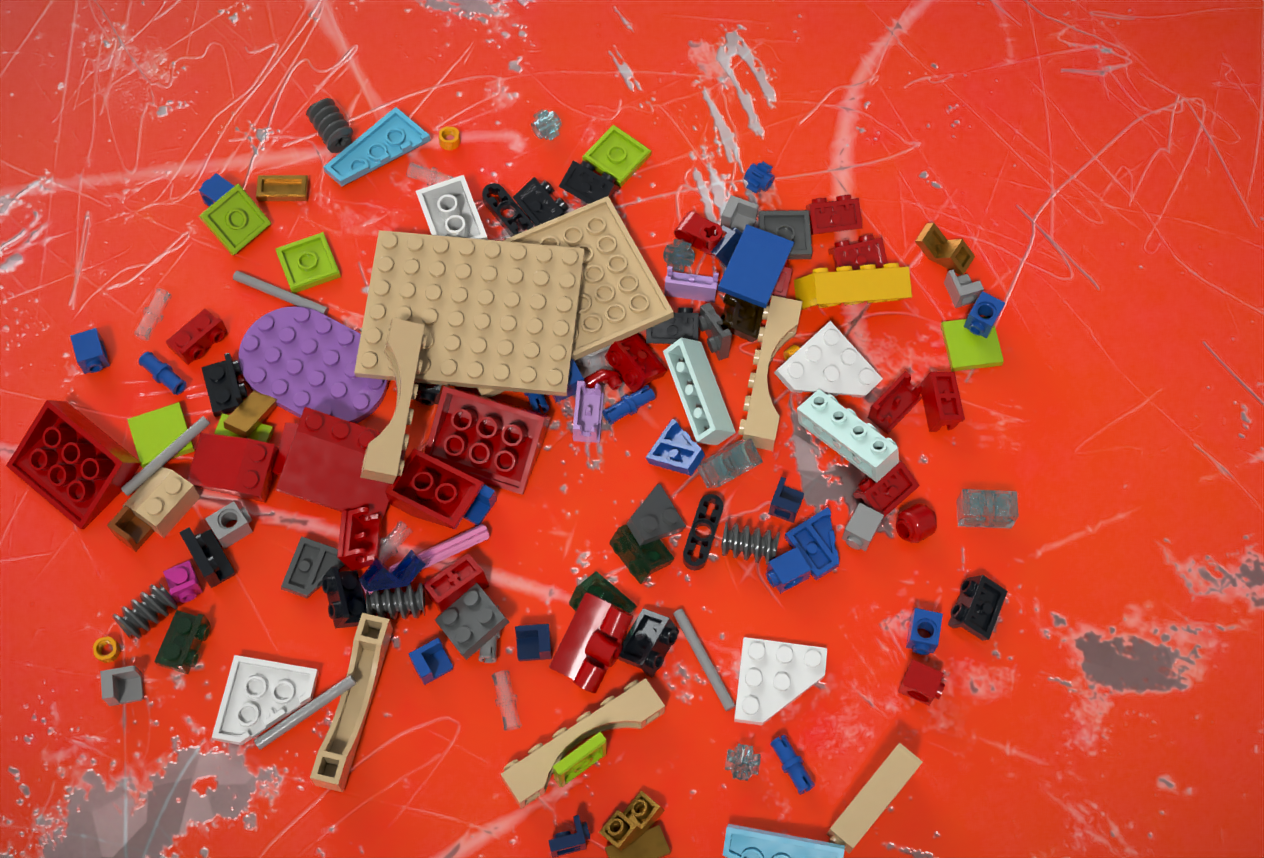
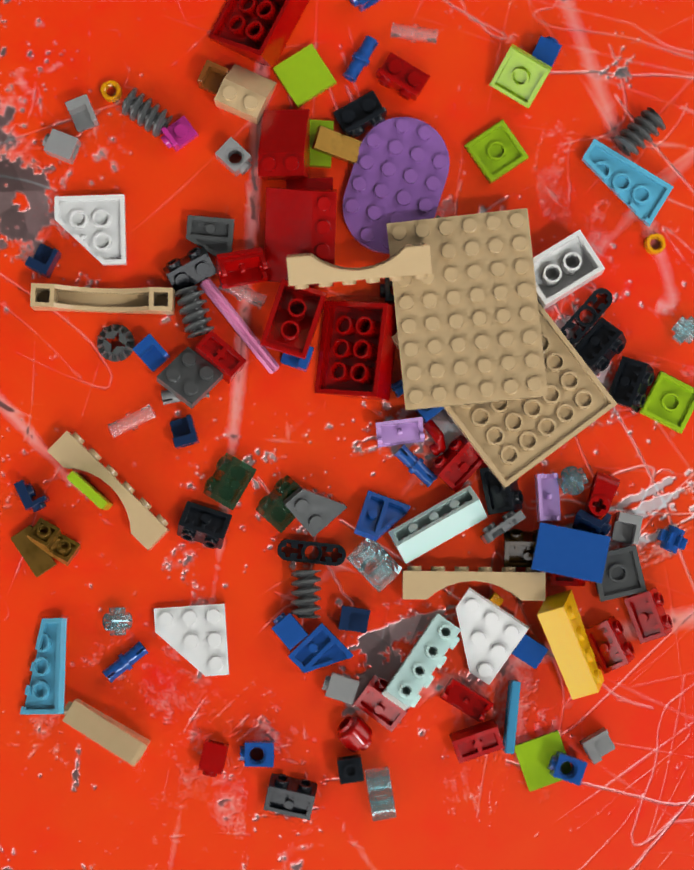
camera: 75 degrees right, 20 degrees up
(153, 717) = (61, 146): none -> light grey brick
(165, 456) = (283, 86): light grey bar -> none
(183, 641) = (129, 150): clear green bracket -> none
(208, 556) = (201, 147): black bracket -> none
(278, 292) = (460, 136): light grey bar -> none
(282, 188) = (567, 107): pearl gold tile -> none
(286, 767) = (44, 260): none -> dark blue panel
(305, 712) = (89, 263): light grey bar -> none
(381, 577) = (209, 297): clear blue slope -> none
(410, 715) = (120, 352): none -> dark grey gear
(427, 175) = (607, 238): clear pin -> none
(591, 642) = (190, 480): red panel -> none
(704, 660) = (200, 574): light grey bar -> none
(854, 327) = (530, 651): none -> blue panel
(917, 360) = (511, 716): none -> dark azure tile
(948, 253) = (634, 723): pearl gold slope -> none
(955, 534) = (350, 769): none -> black brick

